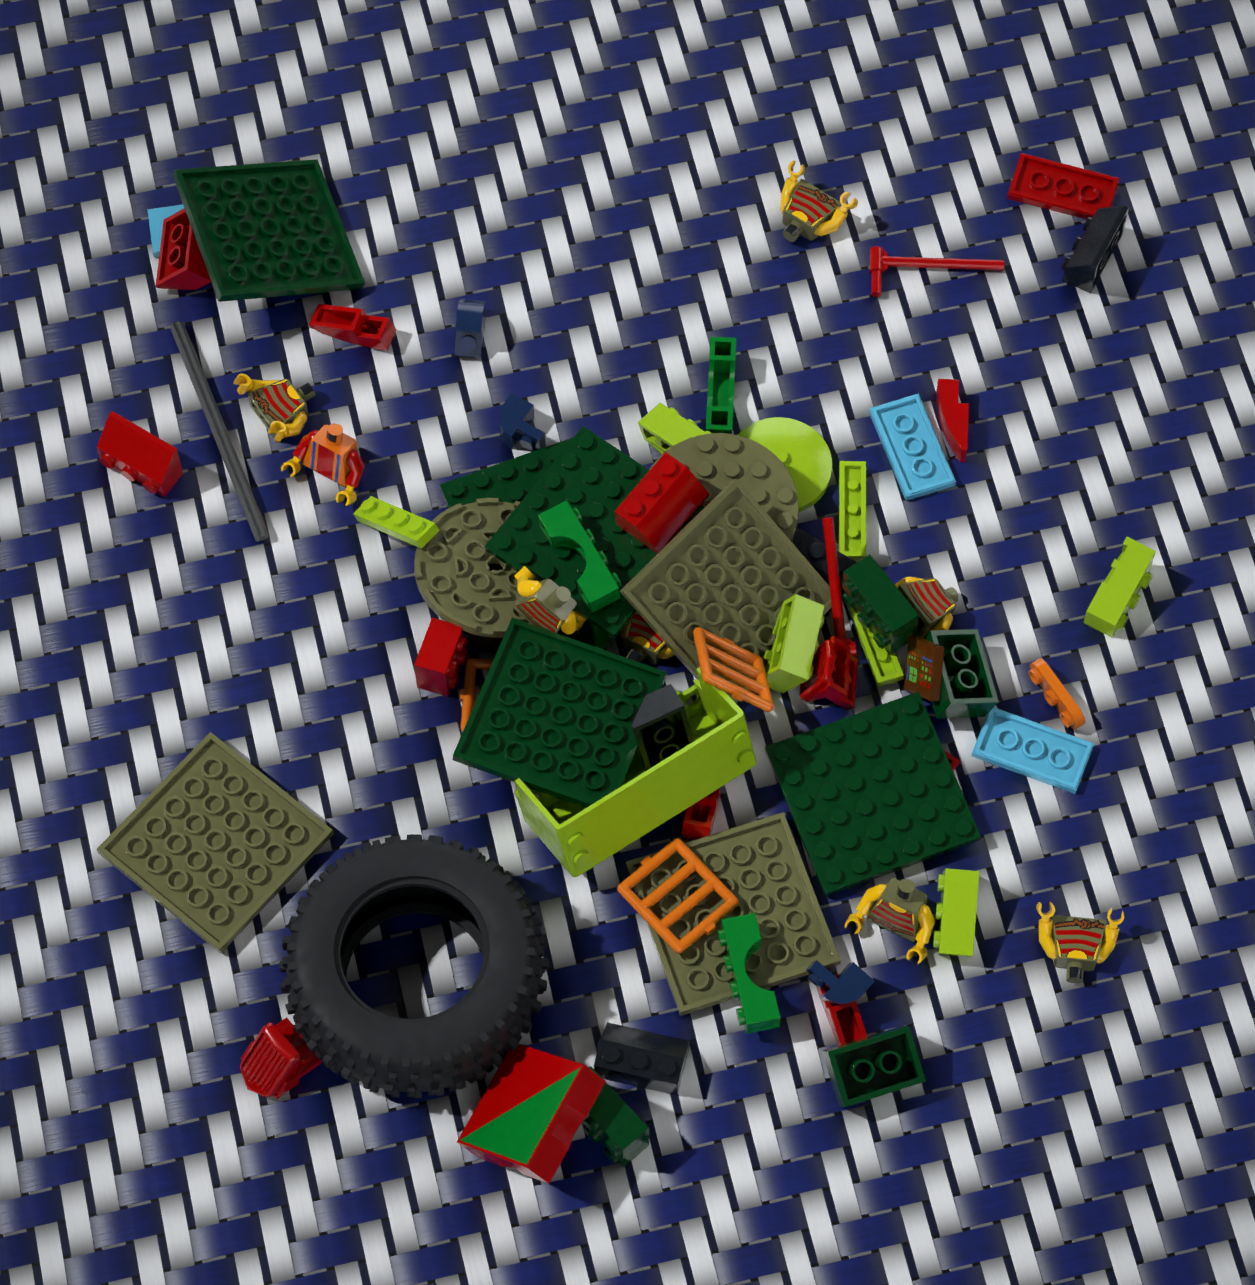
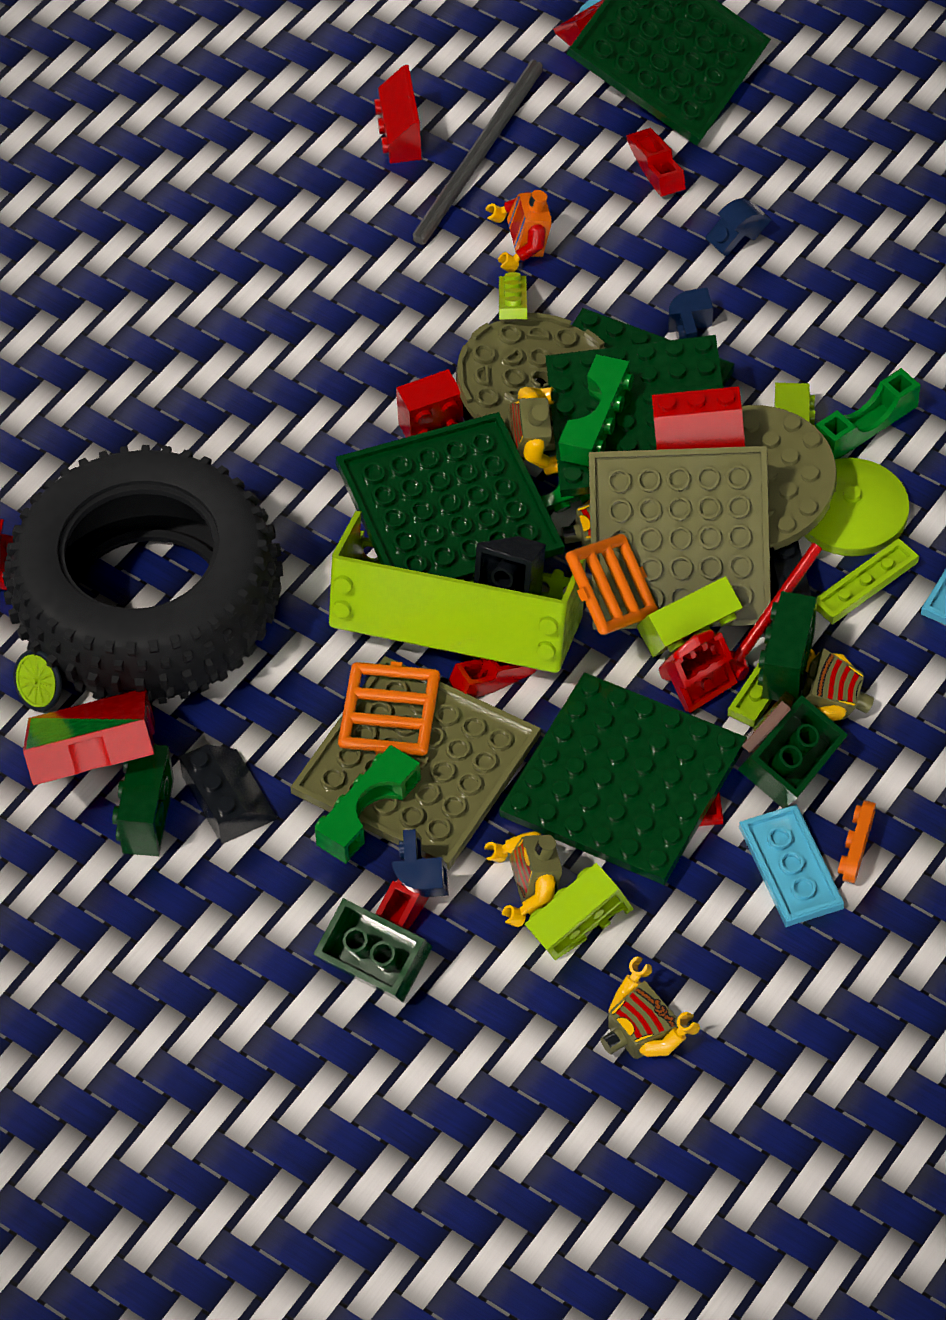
camera: 50 degrees right, 10 degrees down
(215, 842) = (134, 391): olive plate -> none
(277, 404) = (536, 163): torso -> none
(427, 1112) = (37, 683): none -> lime wheel

